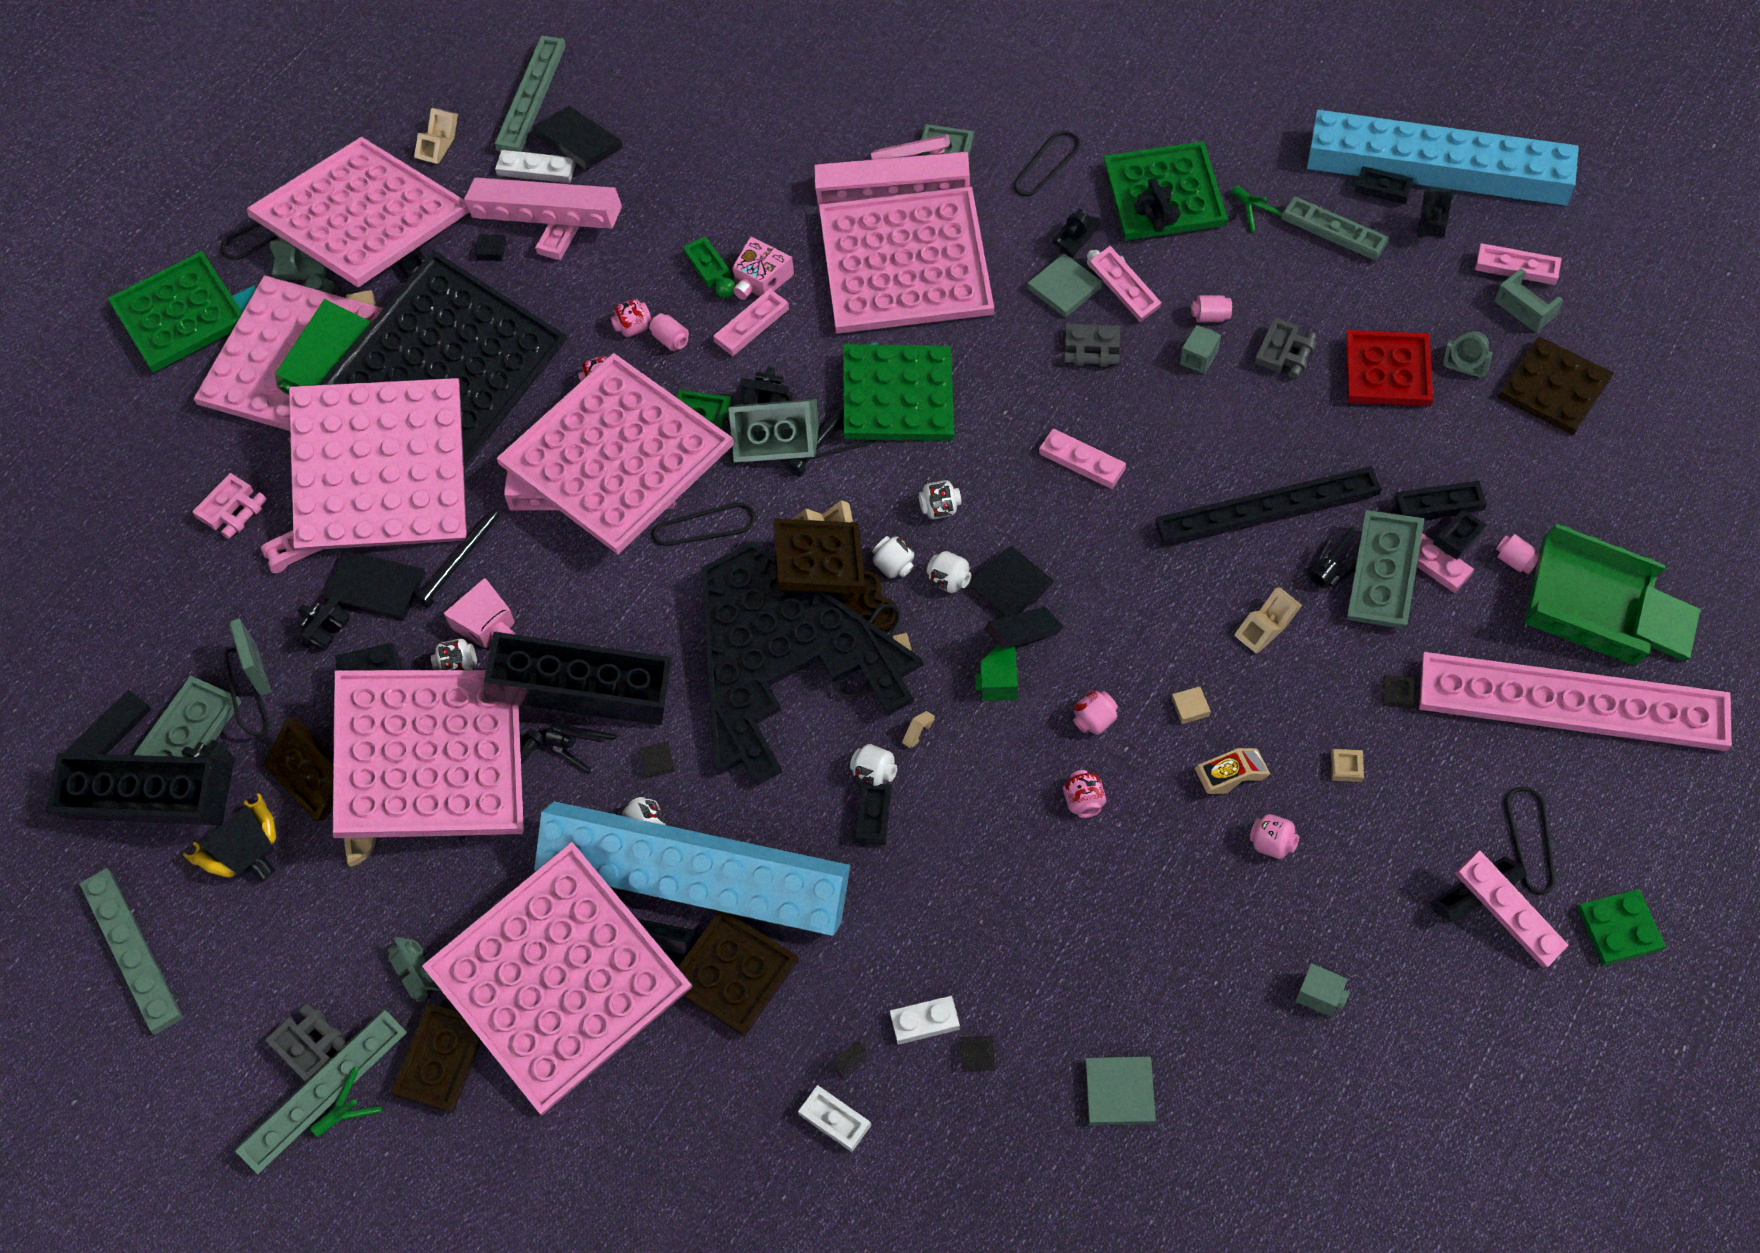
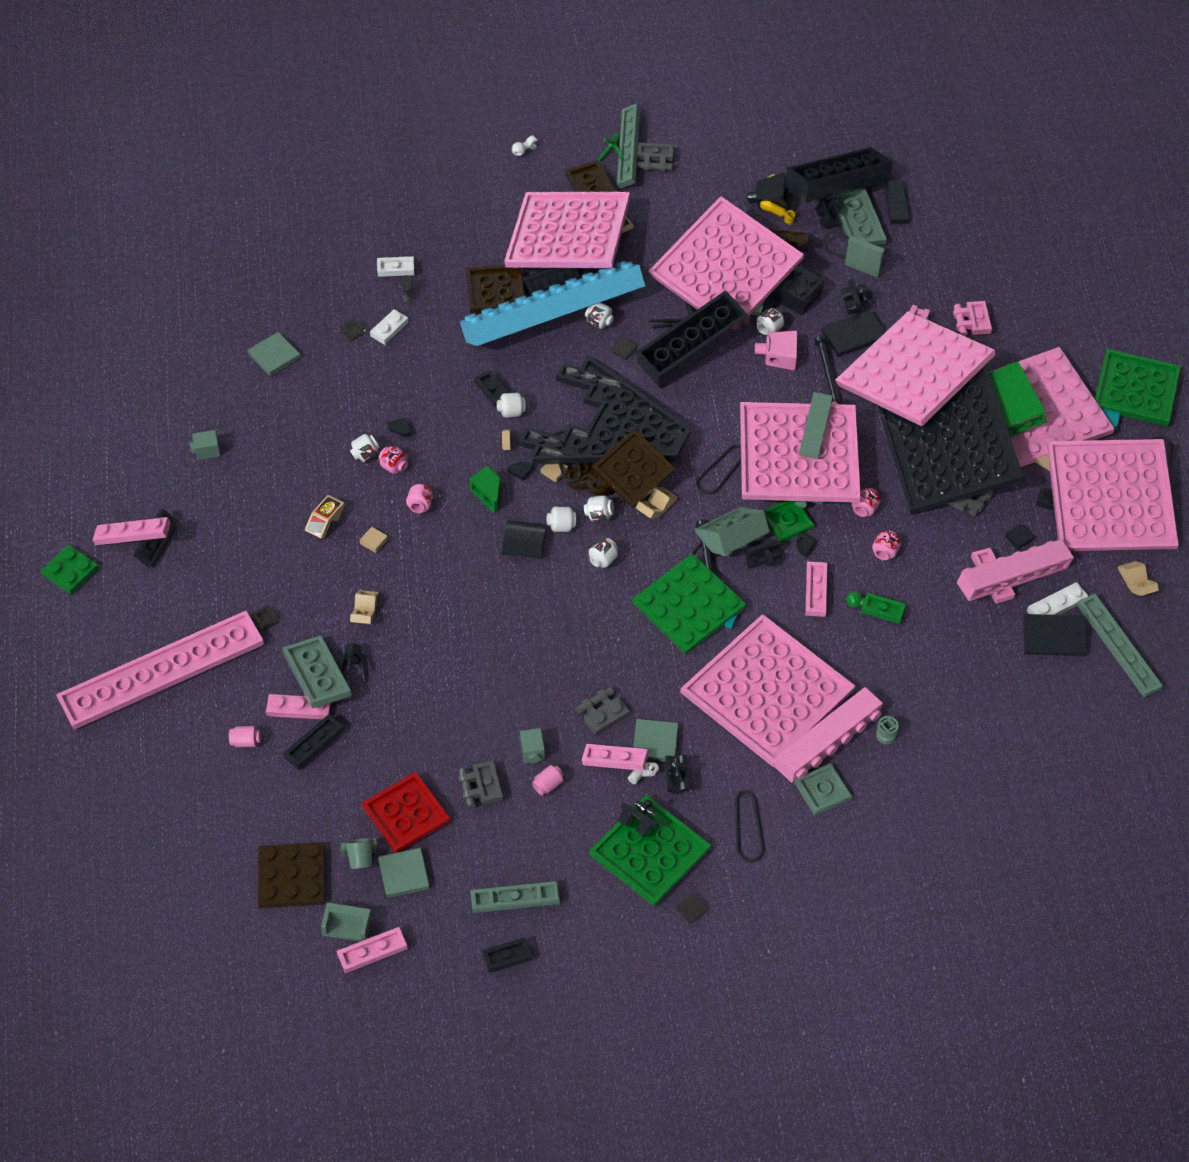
camera: 135 degrees right, 5 degrees down
(131, 951) = (774, 141): sand green plate -> none
(408, 957) = (643, 207): sand green hinge -> none
(469, 1214) = (519, 148): none -> white arm
(568, 457) = (815, 425): none -> sand green tile
(669, 332) = (854, 550): bright pink brick -> none
(709, 379) = (805, 544): none -> black tile
(760, 269) = (846, 622): bright pink torso -> none
(831, 149) = (887, 730): none -> sand green wheel
(934, 145) = (837, 759): bright pink plate -> none
(936, 677) = (520, 469): none -> black tile
(1023, 627) = (492, 508): black tile -> none
(1037, 843) = (399, 427): none -> black tile
(1082, 458) = (547, 636): bright pink plate -> none
(1109, 834) = (364, 448): none -> white head
(1168, 126) = (692, 908): none -> clear smoke tile
(1249, 201) = (589, 882): green plant -> none
(1267, 506) = (413, 674): black plate -> none
(1274, 836) = (279, 497): bright pink head -> none
(1347, 765) = (266, 562): tan tile -> none
(1432, 314) = (403, 873): none -> sand green tile
(1434, 213) = (451, 940): black hips -> none
(1445, 157) = (480, 1002): medium azure brick -> none
(1459, 534) = (287, 722): black plate -> none
(1547, 838) = (148, 579): black piece -> none
(1590, 593) = (183, 730): green panel -> none
(1666, 623) = (131, 747): green tile -> none

